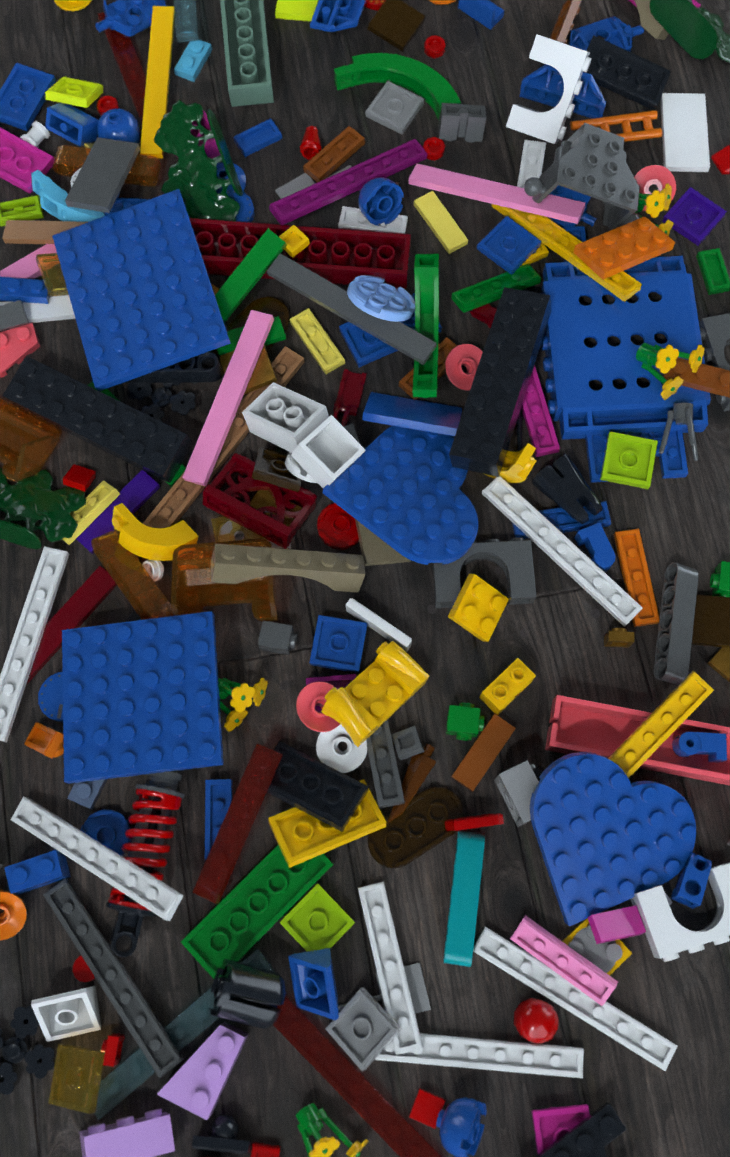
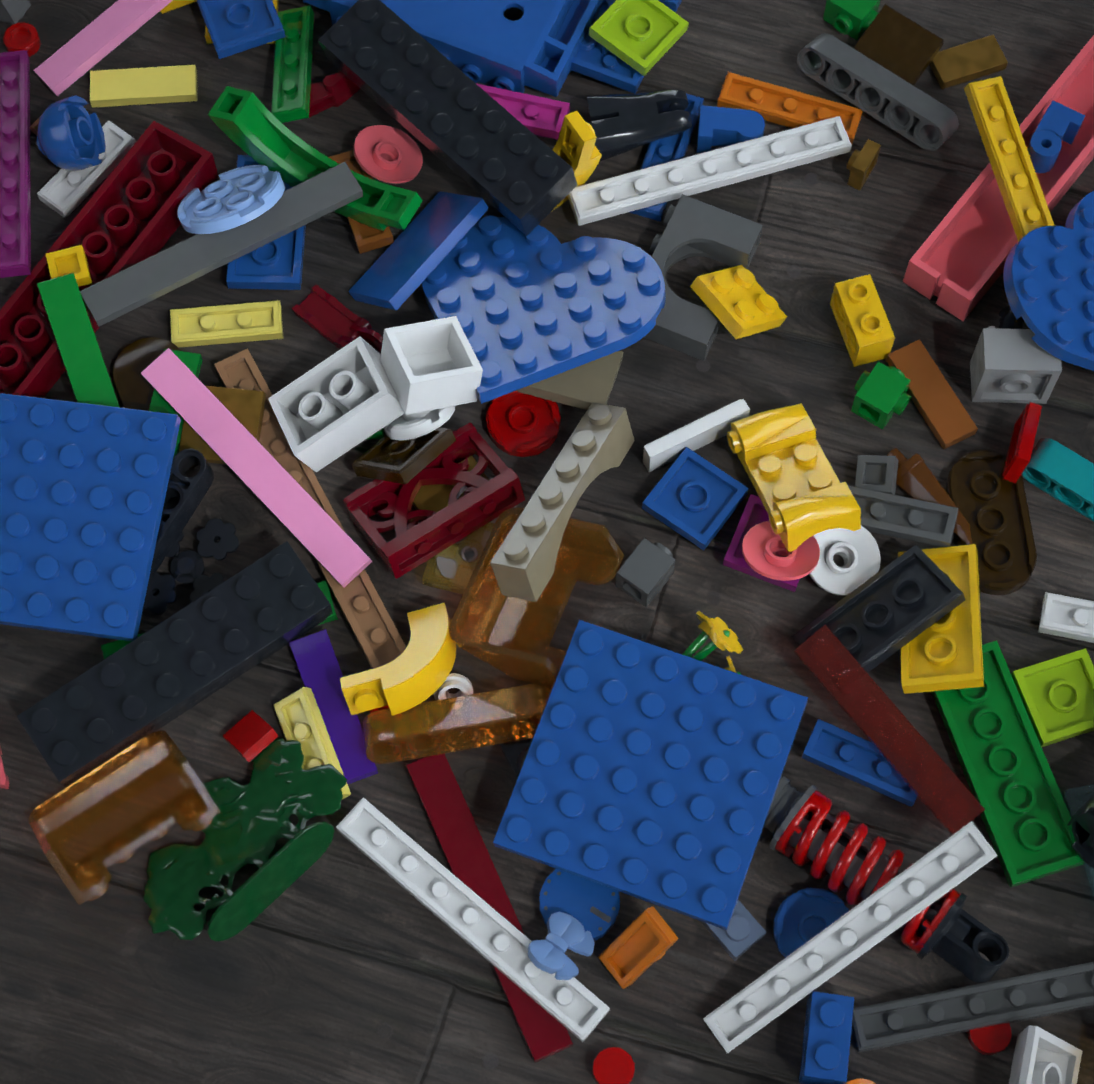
camera: 65 degrees left, 5 degrees down
(36, 696) = (563, 934): none -> medium blue piece

